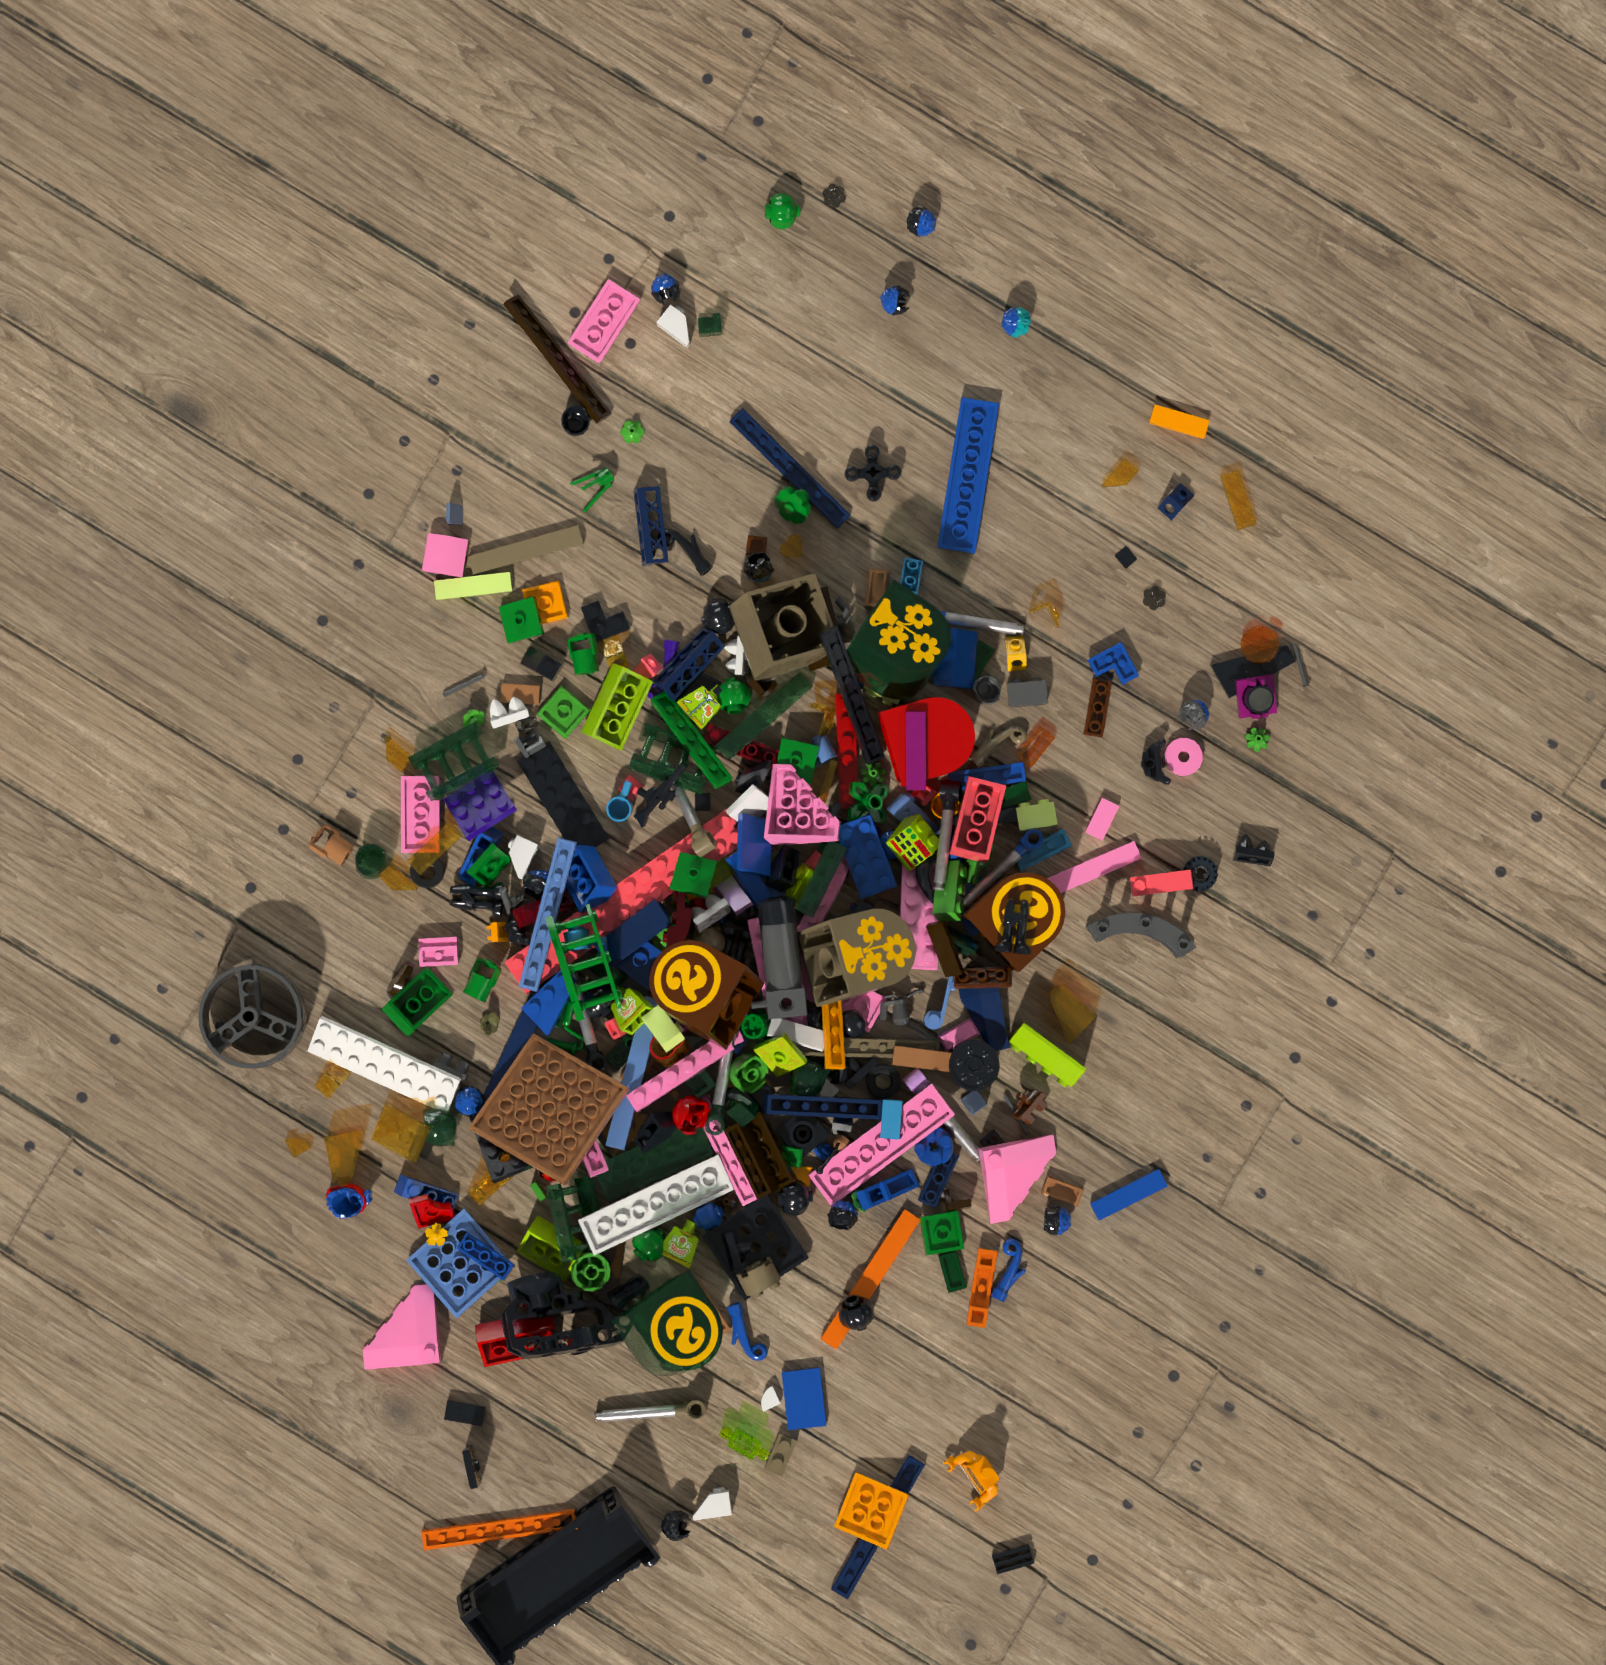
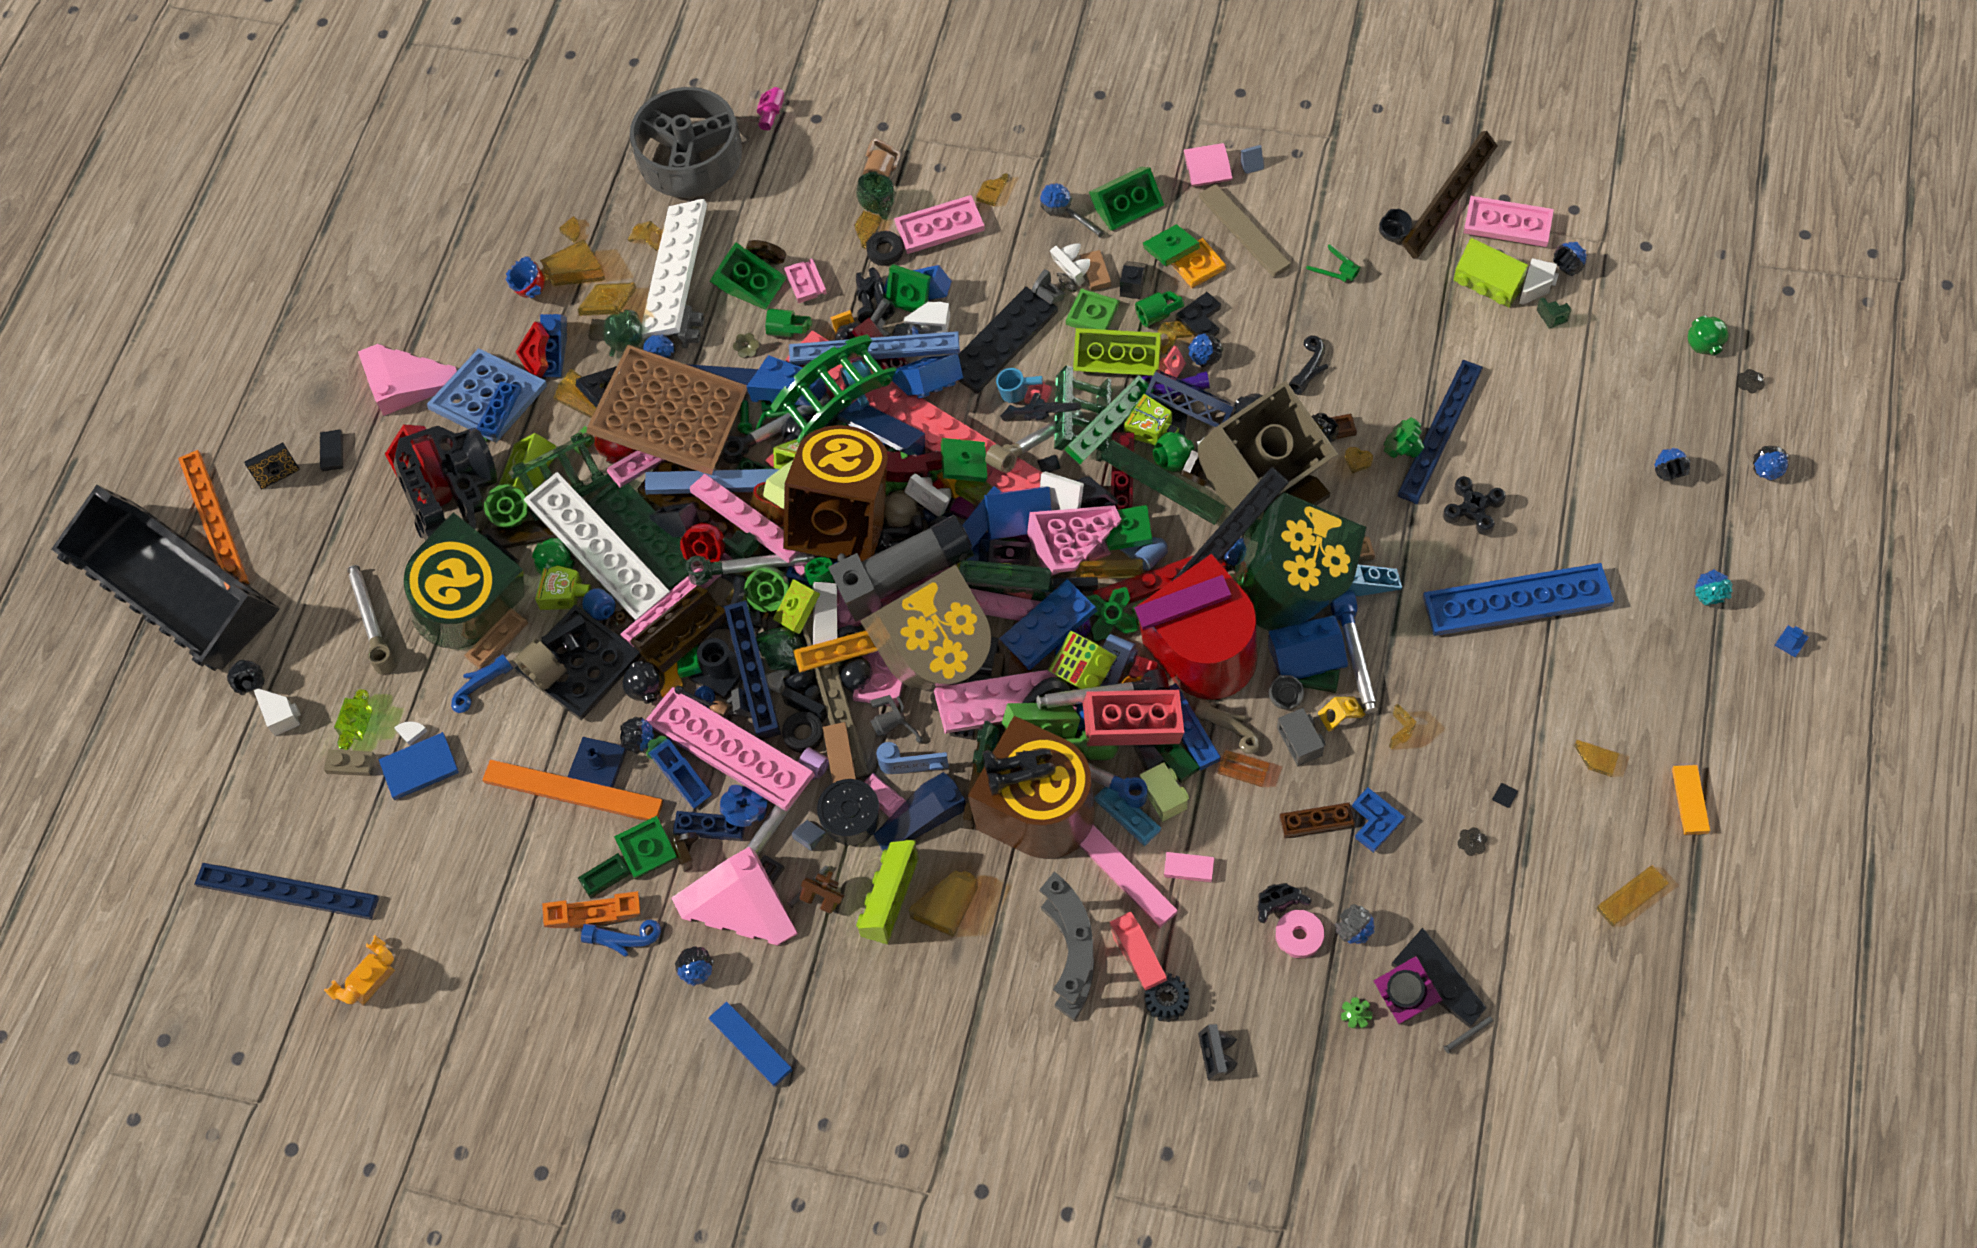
camera: 75 degrees right, 25 degrees down
(225, 926) = (769, 107): none -> dark pink piece
(434, 703) = (1055, 199): none -> blue piece
(434, 848) = (908, 242): clear yellow tile -> none
(436, 1235) = (511, 364): yellow plant -> none
(438, 751) = (1010, 217): clear green fence -> none
(454, 639) = (1127, 197): none -> green slope
(472, 716) = (1053, 236): bright green plant -> none
(473, 586) = (1188, 199): yellowish green tile -> none
(479, 804) = (967, 262): dark purple plate -> none
(634, 436) = (1408, 283): bright green plant -> none
(643, 525) = (1318, 317): dark blue fence -> none
(643, 632) = (1205, 349): none -> blue piece
(658, 364) = (1490, 272): none -> lime slope
(734, 895) = (961, 509): lavender tile -> none
(741, 1113) = (720, 590): clear green panel -> none
(828, 718) = (1186, 544): clear yellow bracket -> none
(852, 1253) = (597, 762): none -> dark blue tile
(857, 1314) = (526, 784): black plant -> none
(871, 1510) = (301, 873): light orange plate -> none
(891, 1119) = (759, 742): dark azure tile -> none
(945, 948) = (971, 729): dark brown tile -> none
(993, 978) = (952, 784): reddish brown tile -> none
(1009, 1560) = (266, 1038): black tile -> none
(1062, 1191) = (732, 966): medium nougat tile -> none
(1077, 282) = (1792, 640): none -> blue tile
(1178, 499) = (1599, 823): dark blue bracket -> none
(1259, 644) = (1472, 975): clear orange tile -> none

